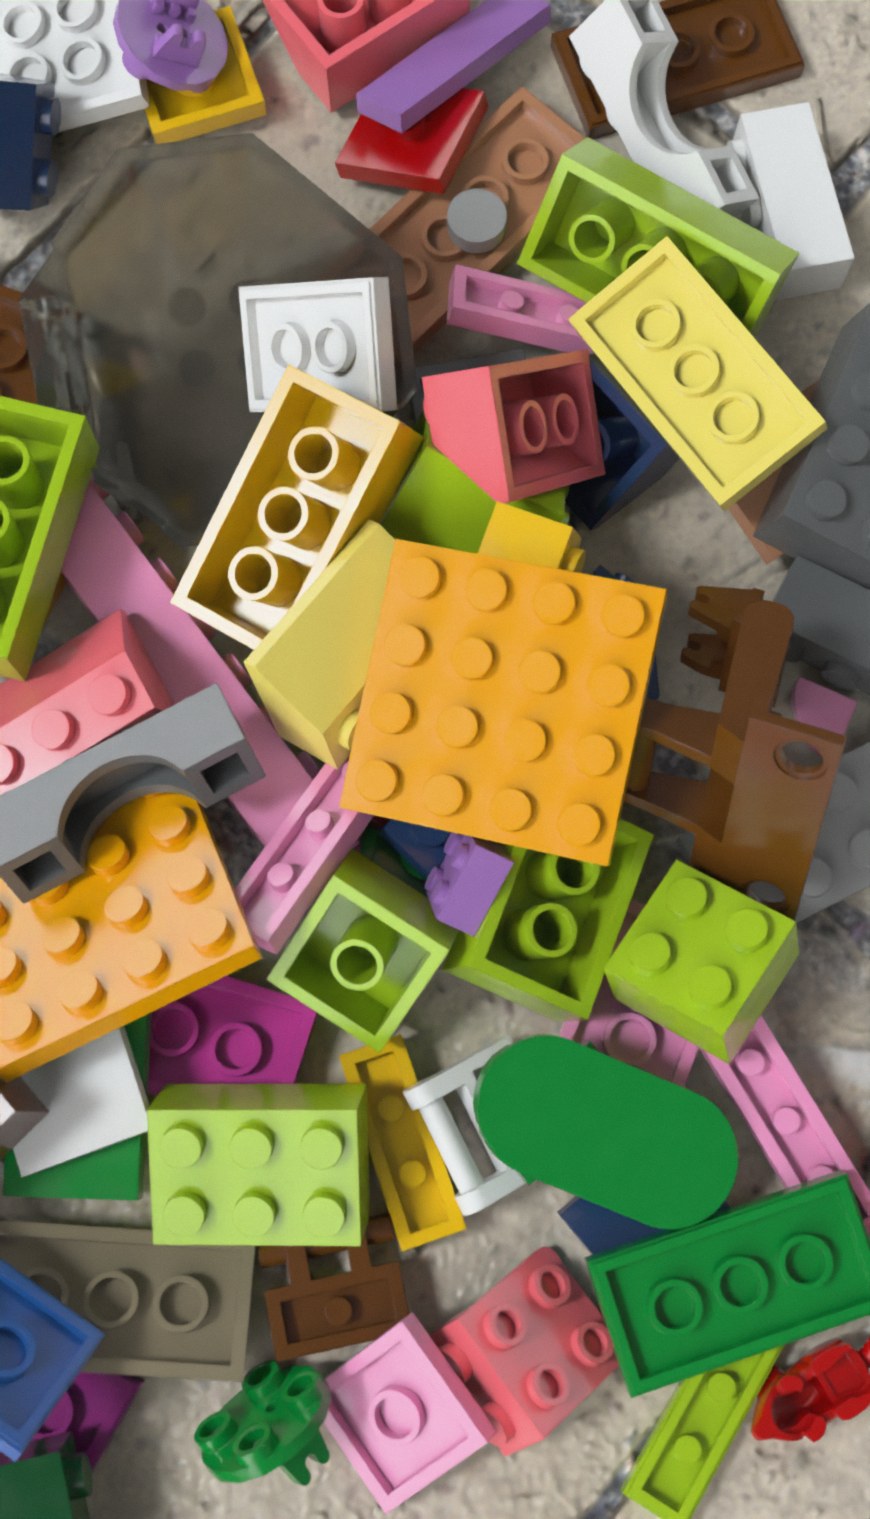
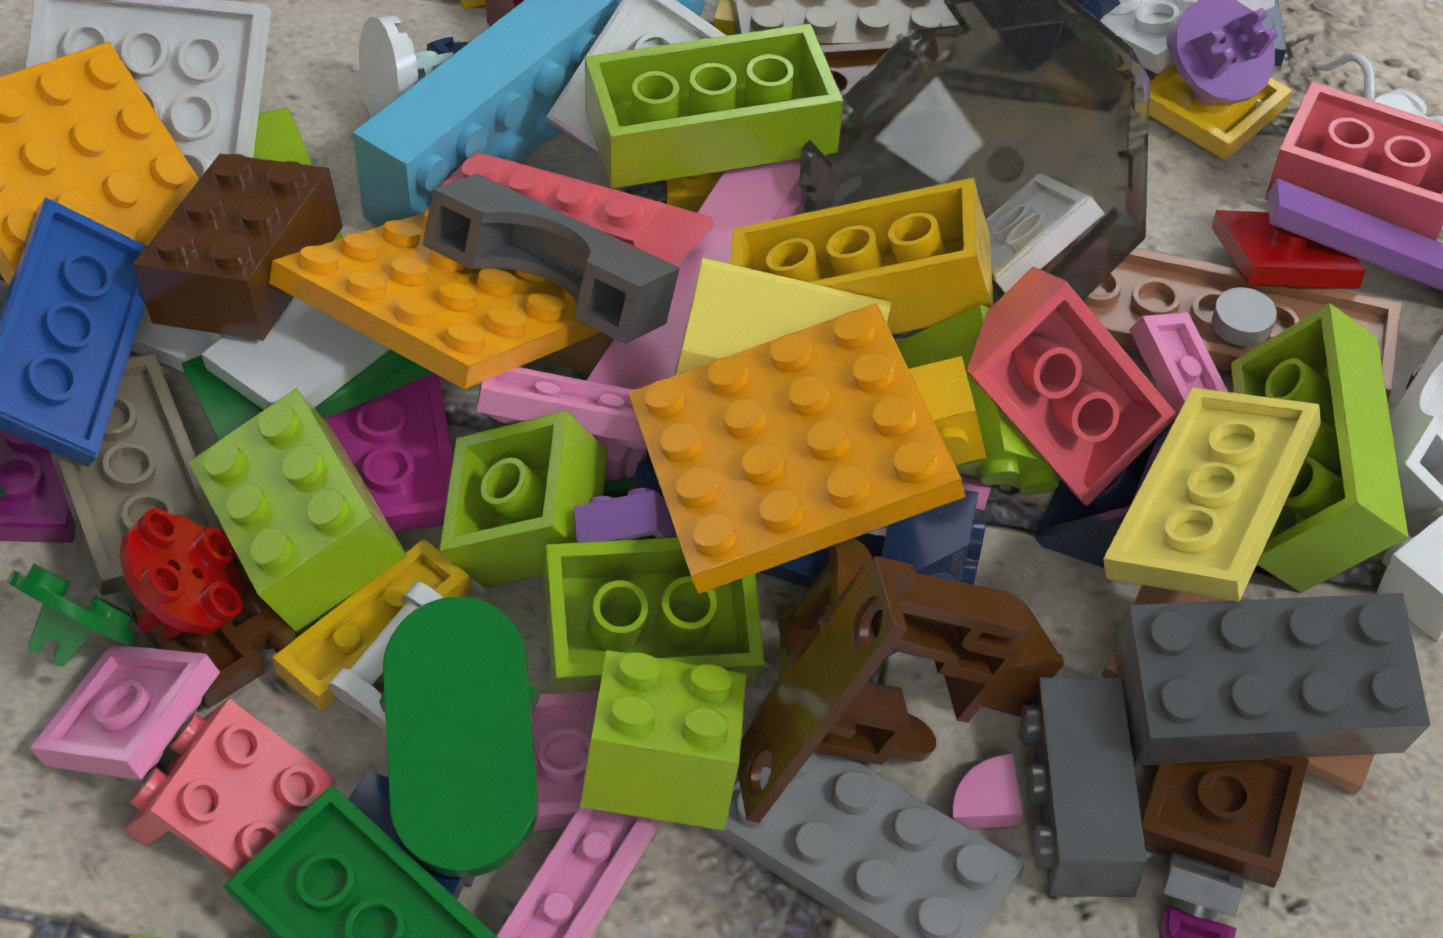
camera: 60 degrees right, 25 degrees down
(329, 1316) = (181, 574): none -> red plate

